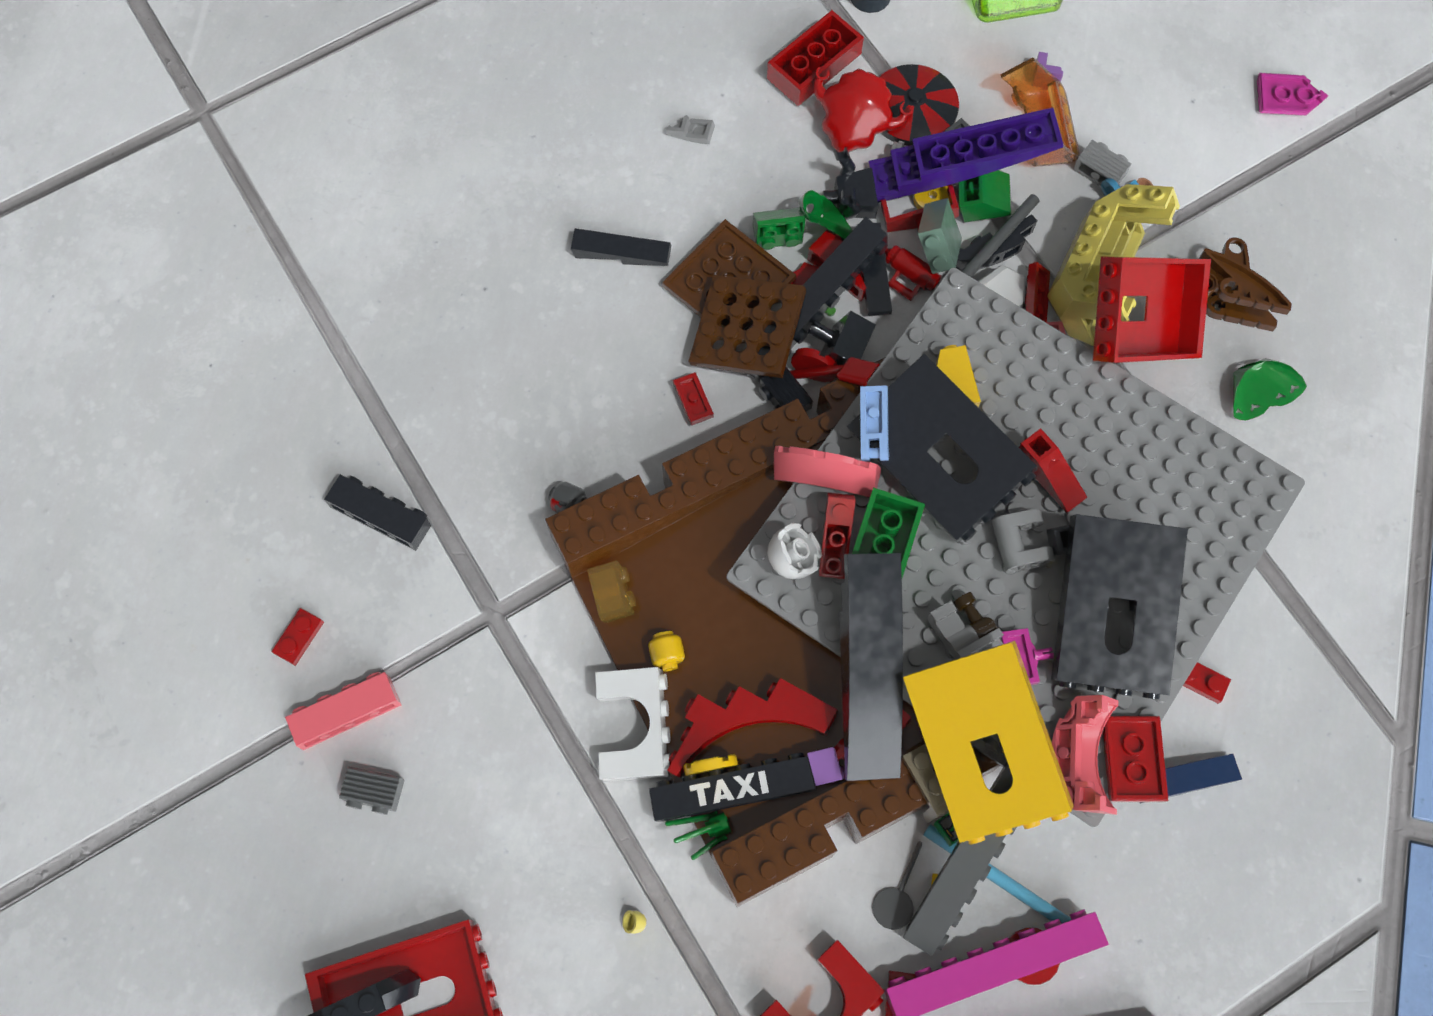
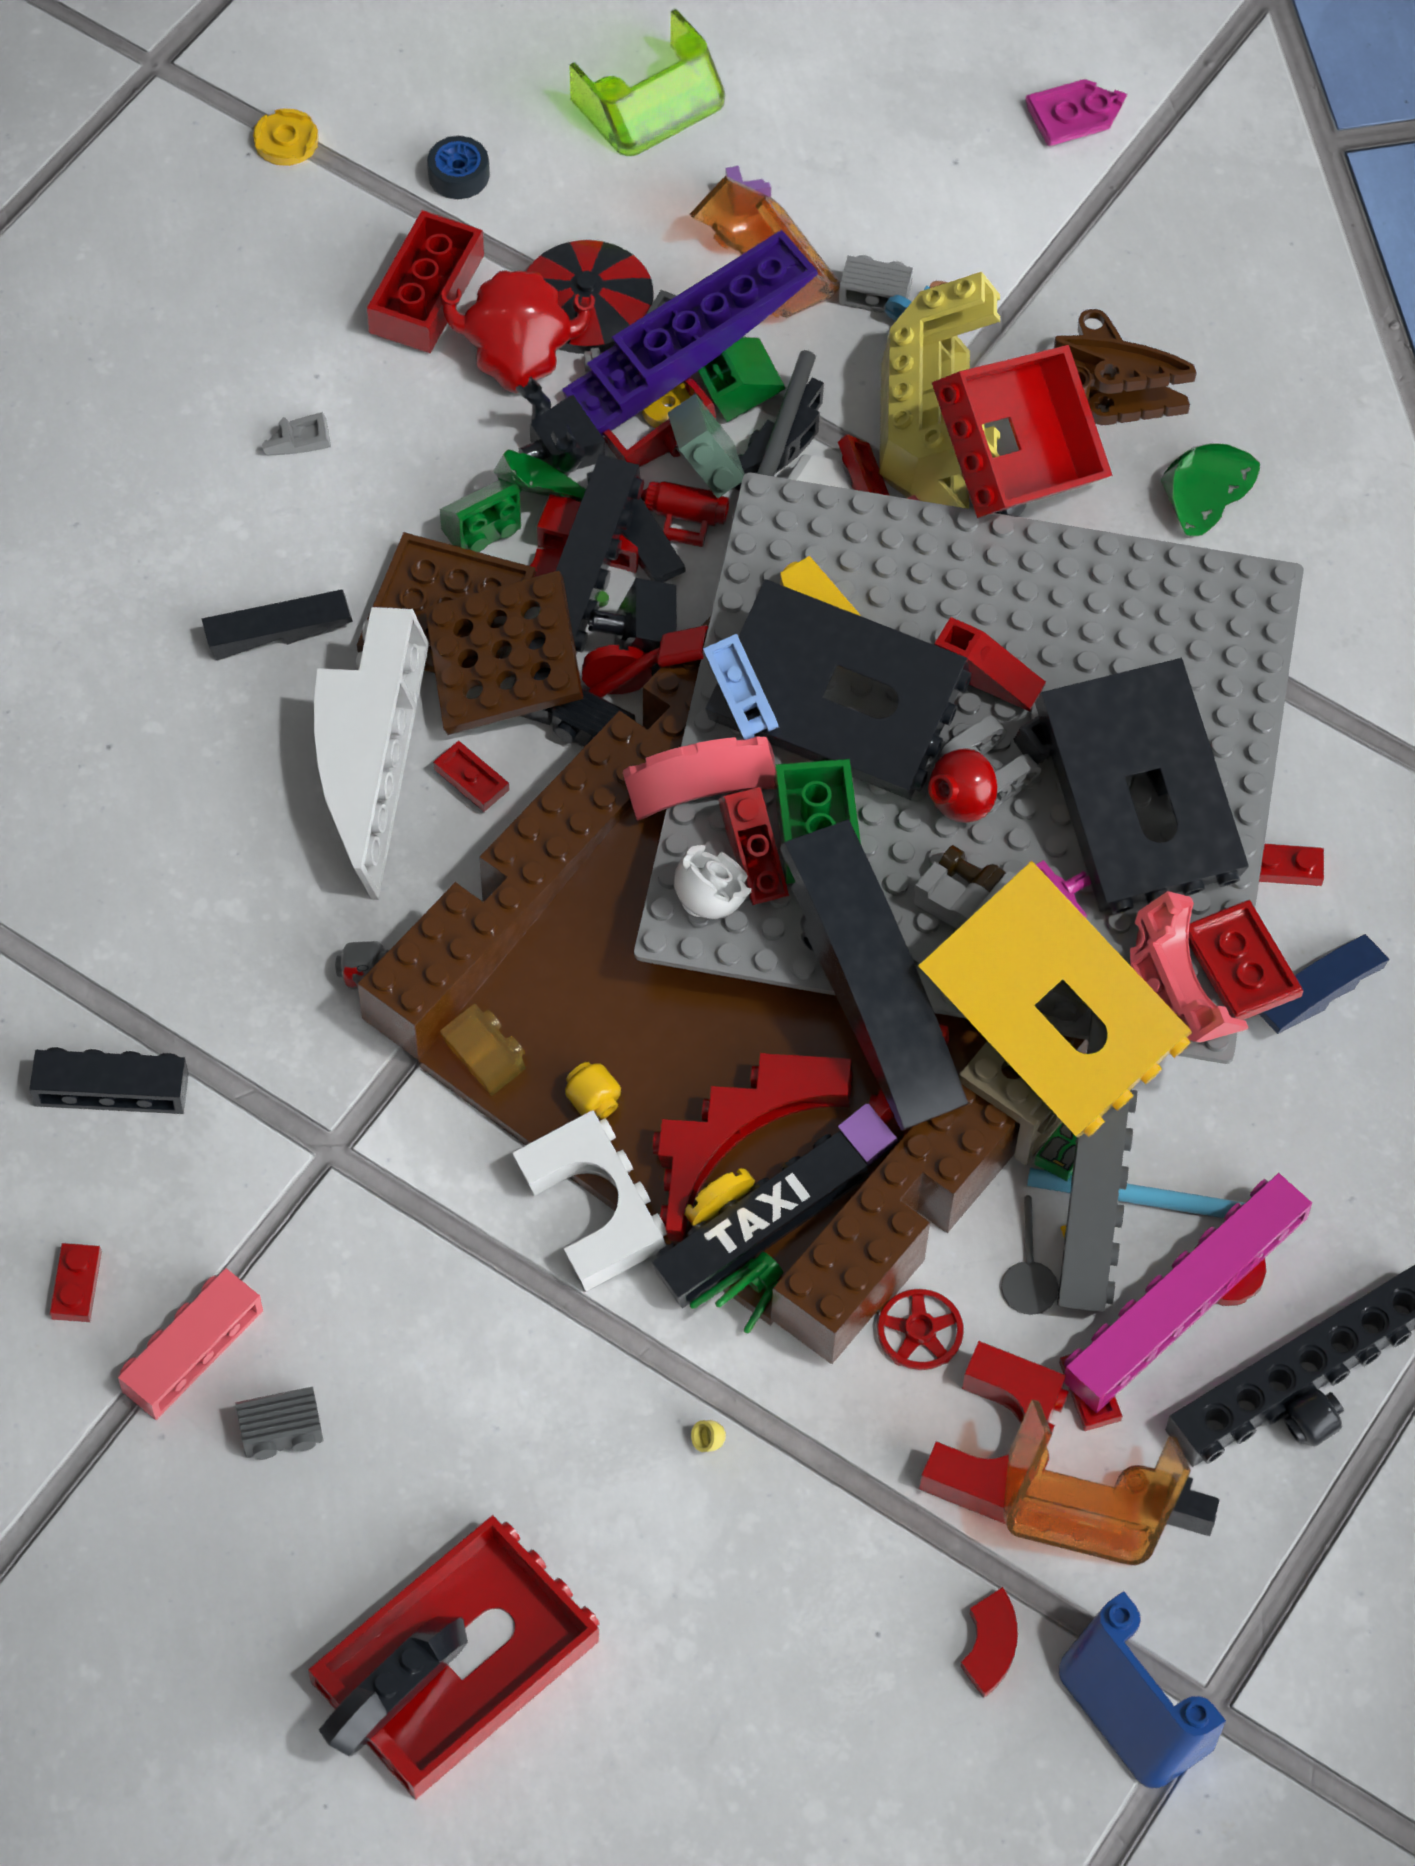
camera: 25 degrees left, 10 degrees down
(633, 350) = (365, 736): none -> white slope
(806, 906) = (920, 1330): none -> red wheel
(995, 552) = (963, 785): none -> red piece

